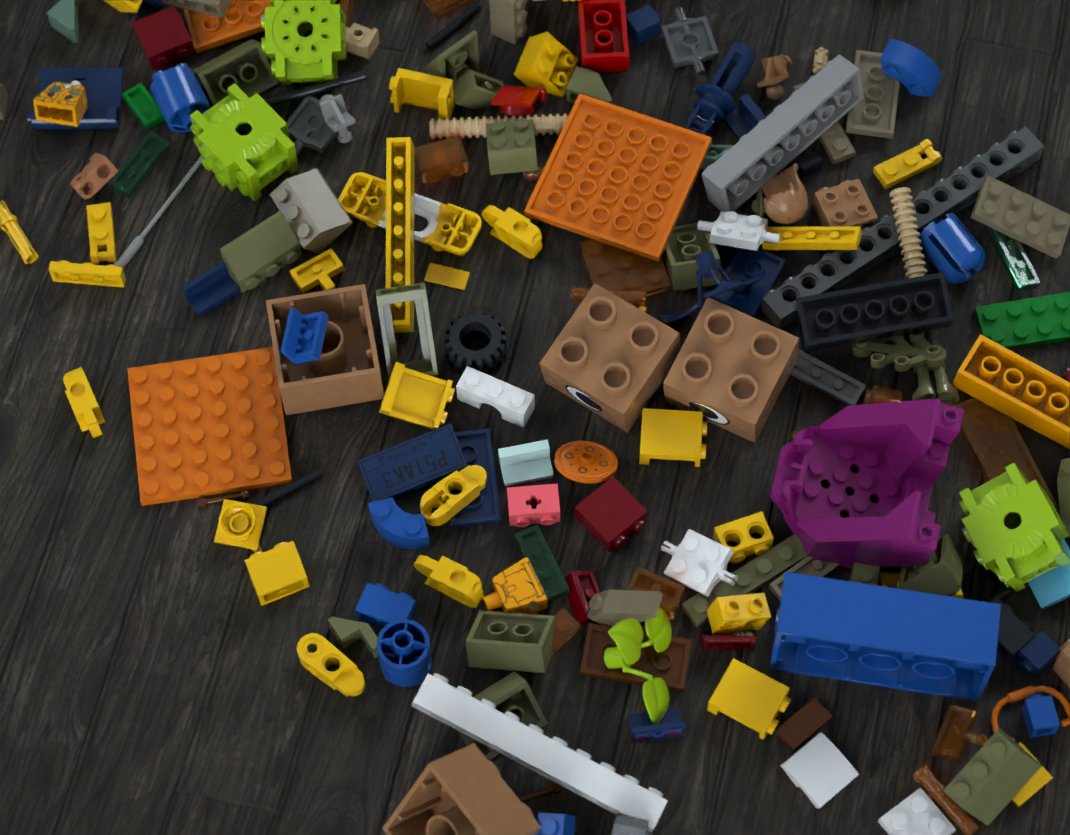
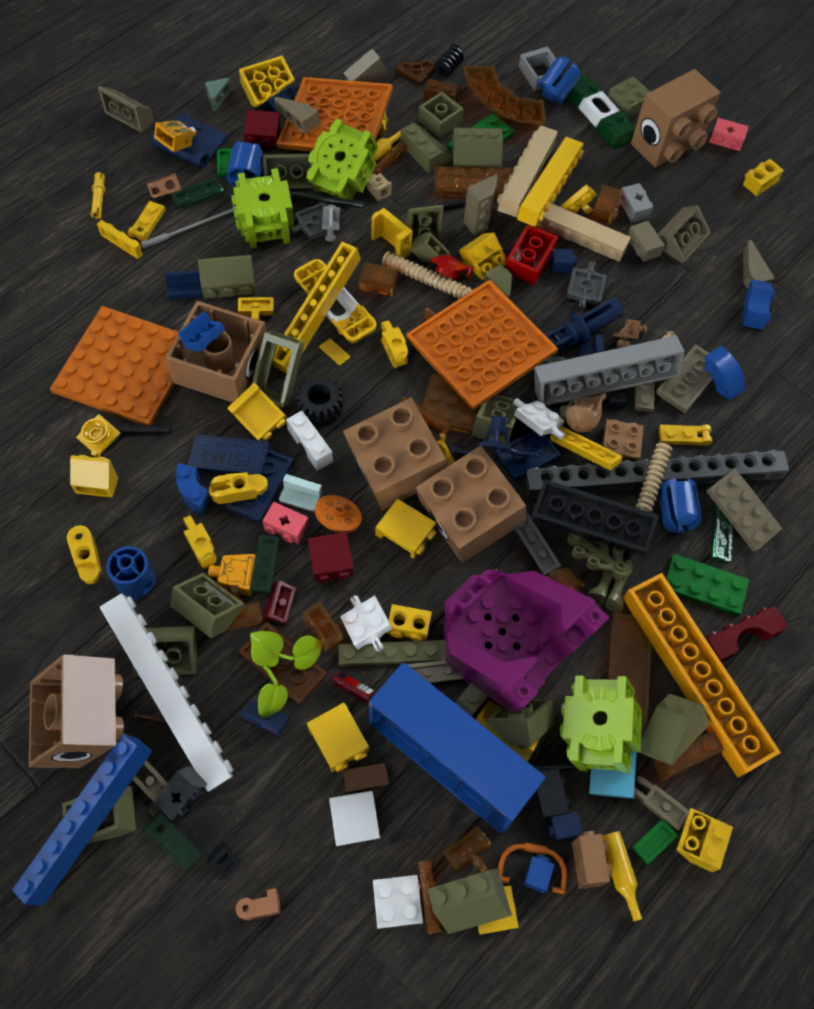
camera: 25 degrees right, 0 degrees up
(83, 402) = (61, 311): yellow piece -> none
(203, 502) = (87, 410): reddish brown hinge -> none
(311, 209) = (275, 267): dark tan slope -> none
(350, 631) = (110, 539): olive slope -> none
(381, 606) = (144, 537): blue brick -> none
(511, 147) = (425, 291): olive brick -> none
(616, 605) = (291, 623): dark tan slope -> none
(738, 613) = (368, 671): yellow brick -> none

